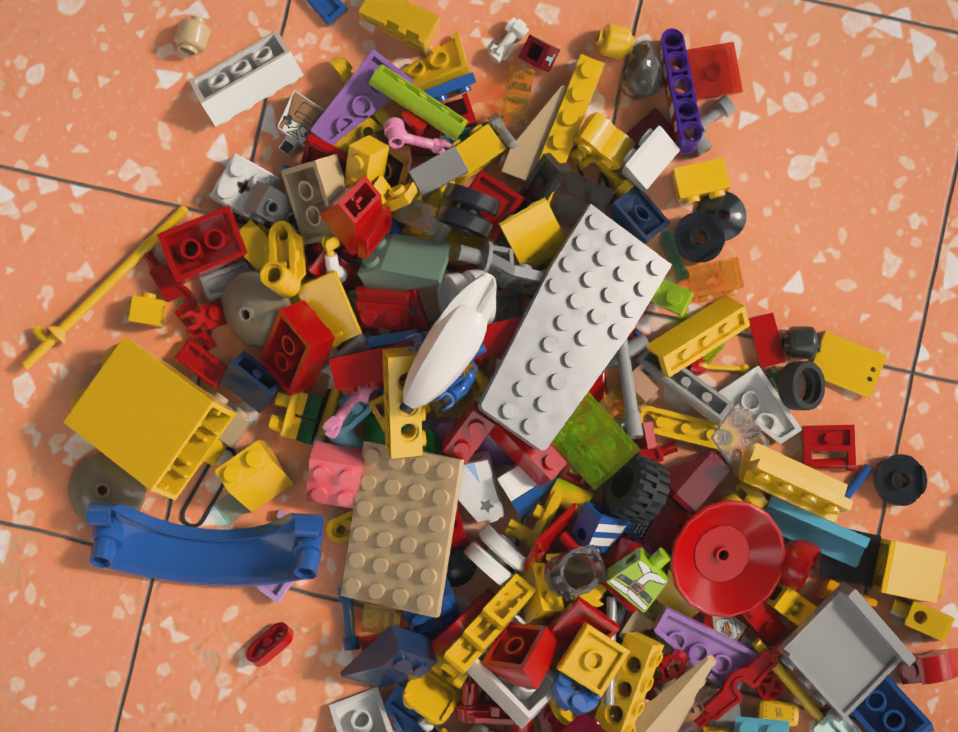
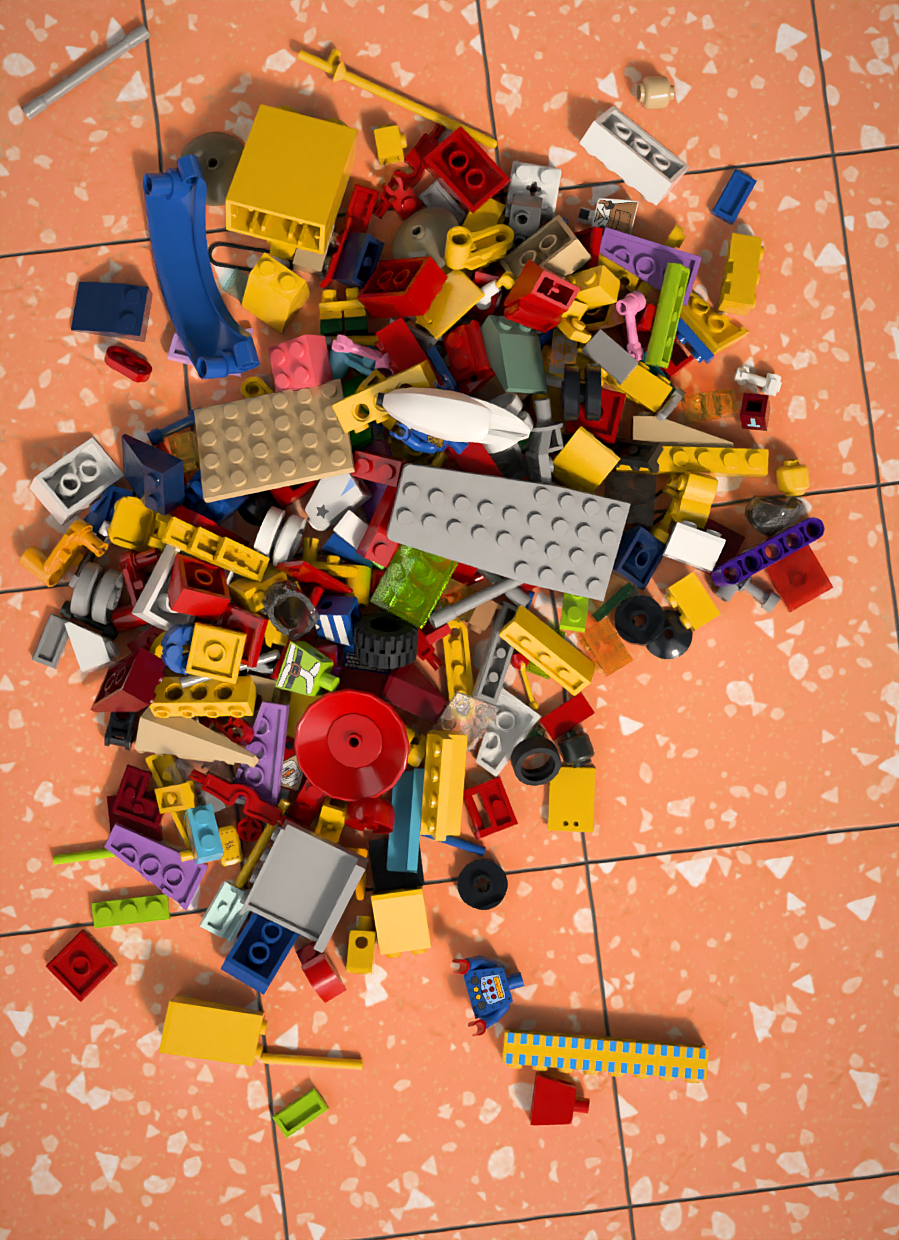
camera: 70 degrees right, 0 degrees up
(210, 641) = (112, 310): none -> dark blue slope
(229, 394) = (339, 244): none -> red piece

